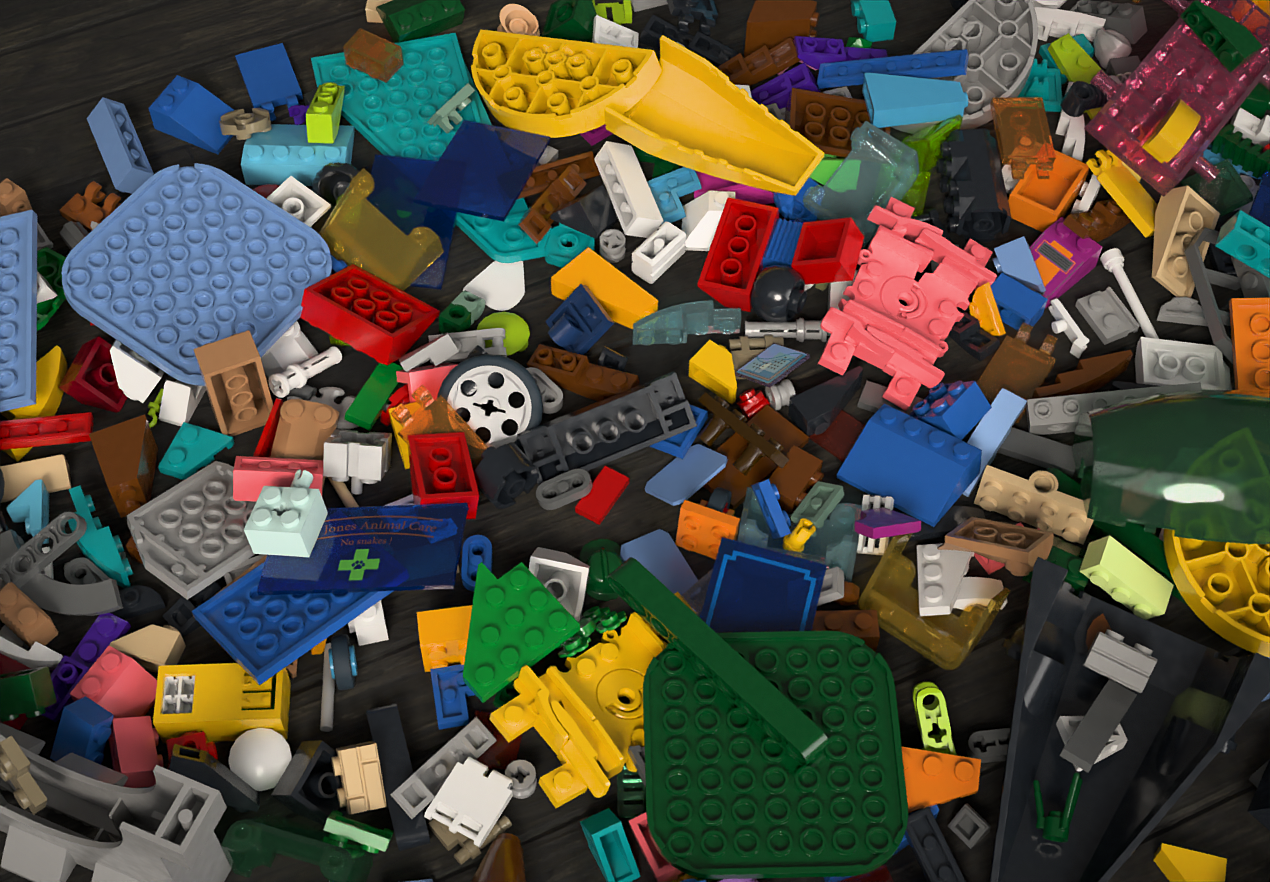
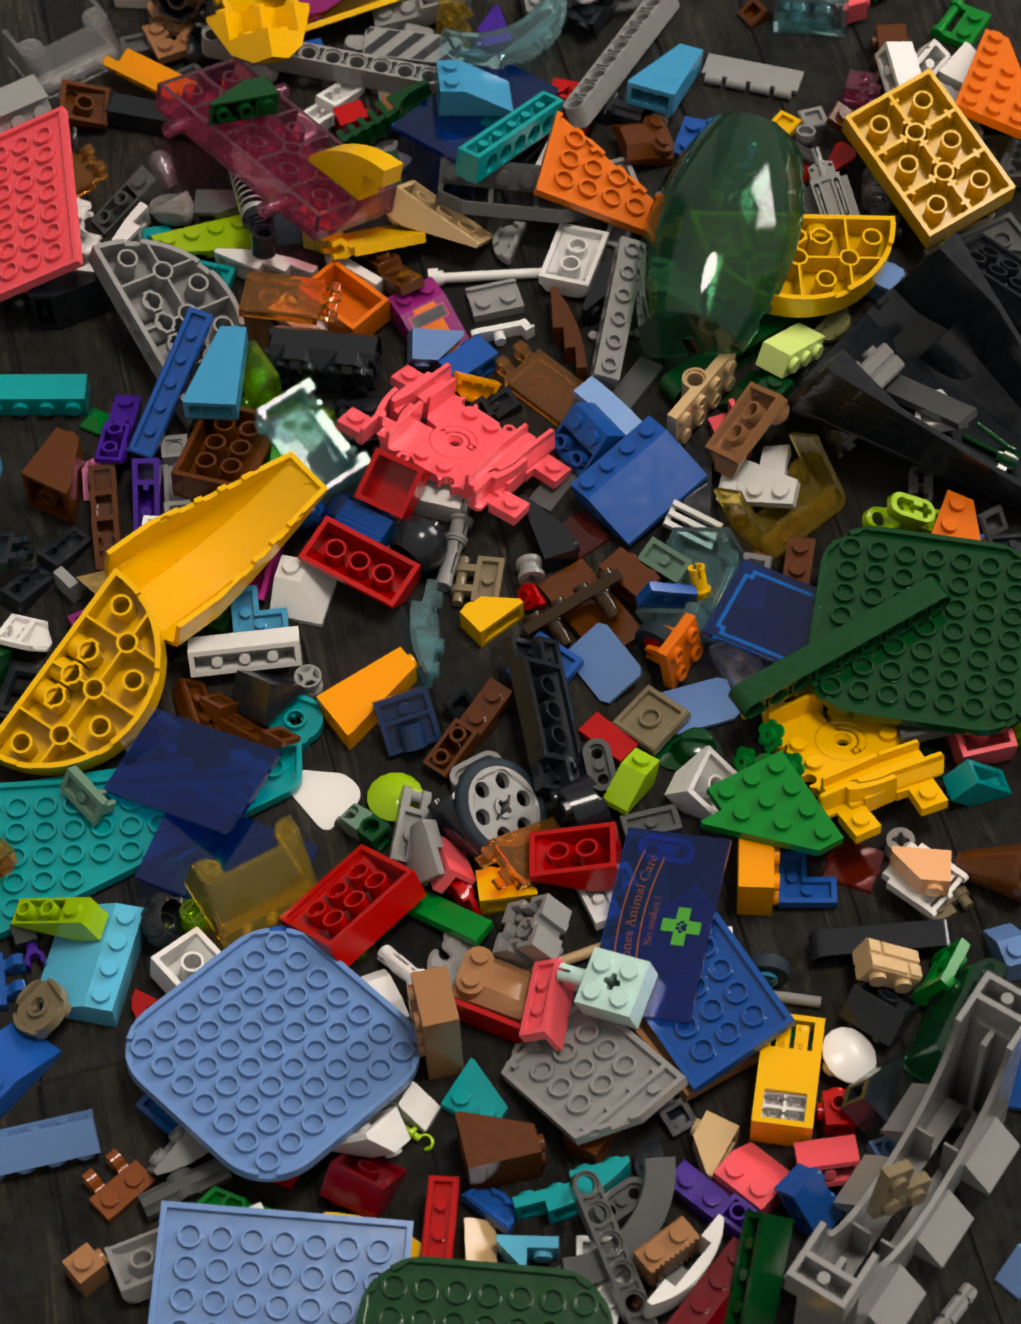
camera: 75 degrees left, 0 degrees up
(83, 473) = (492, 1206): none -> blue plate
(428, 779) = (864, 884): light grey slope -> none
(467, 792) = (923, 869): none -> light nougat slope
(506, 543) = (659, 819): none -> dark grey plate
(546, 515) = (632, 781): none -> lime slope
(629, 526) = (652, 719): none -> dark tan plate
(658, 252) = (335, 638): white brick -> none
(772, 365) = (505, 563): piece -> none
(885, 523) = (715, 502): magenta tile -> none
(1155, 33) = (163, 167): none -> clear cone
(1188, 625) = (834, 325): none -> olive plate

